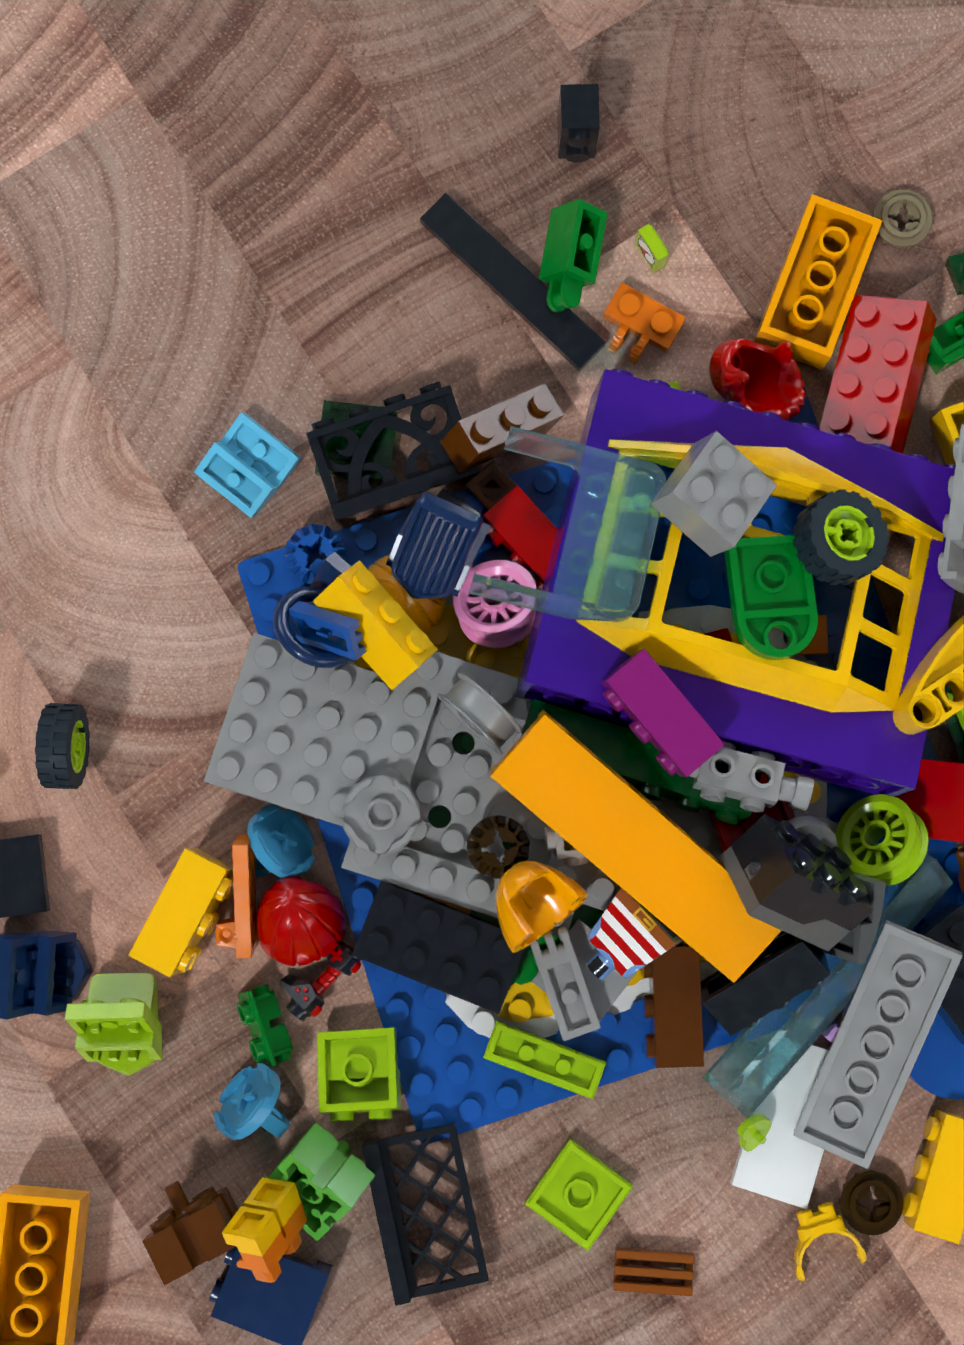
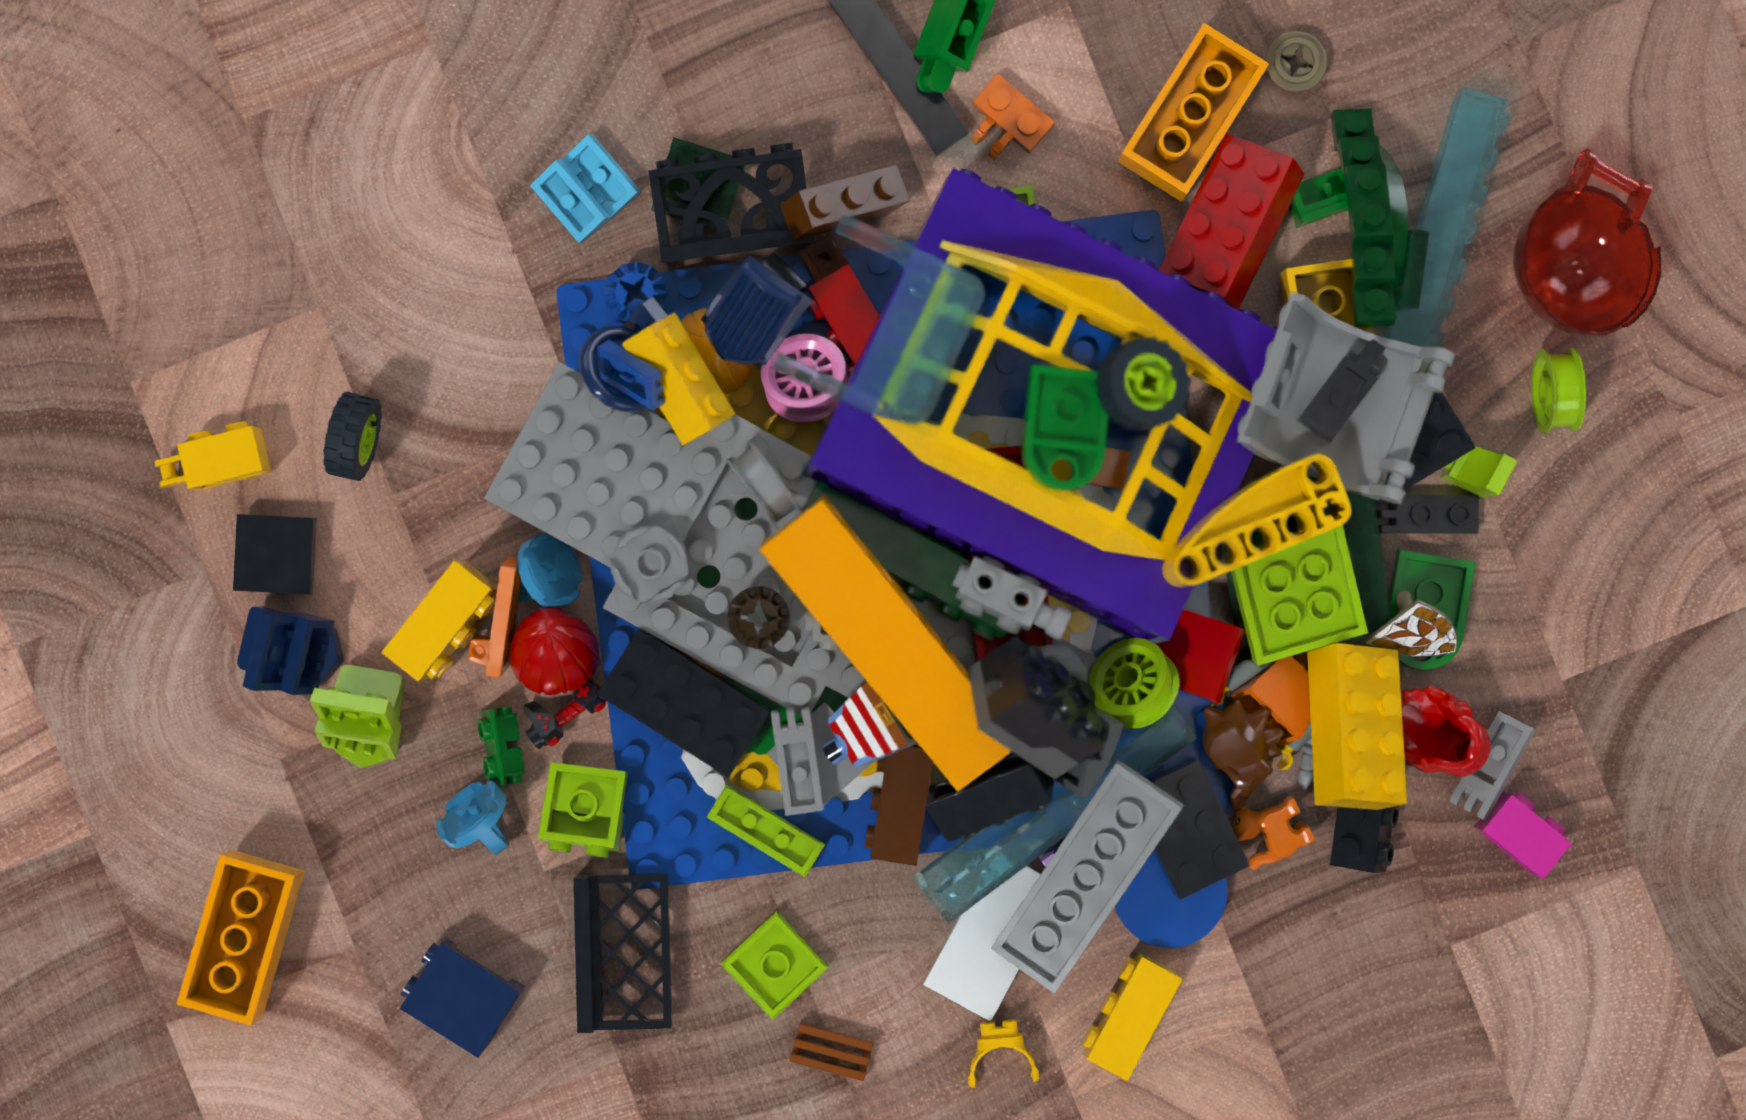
camera: 10 degrees right, 5 degrees up
(189, 1231) = (397, 925): reddish brown brick -> none
(267, 1227) = (468, 935): yellow hips -> none
(324, 1178) = (524, 902): bright green brick -> none
(534, 899) = (781, 676): light orange hair -> none
(652, 247) = (1034, 43): lime tile -> none
(661, 714) = (933, 522): magenta brick -> none
(713, 494) = (1026, 318): light grey brick -> none
(753, 1131) = (953, 937): lime piece -> none
(758, 376) = (1111, 201): red hair -> none
(884, 1215) = (1064, 1042): dark brown gear -> none

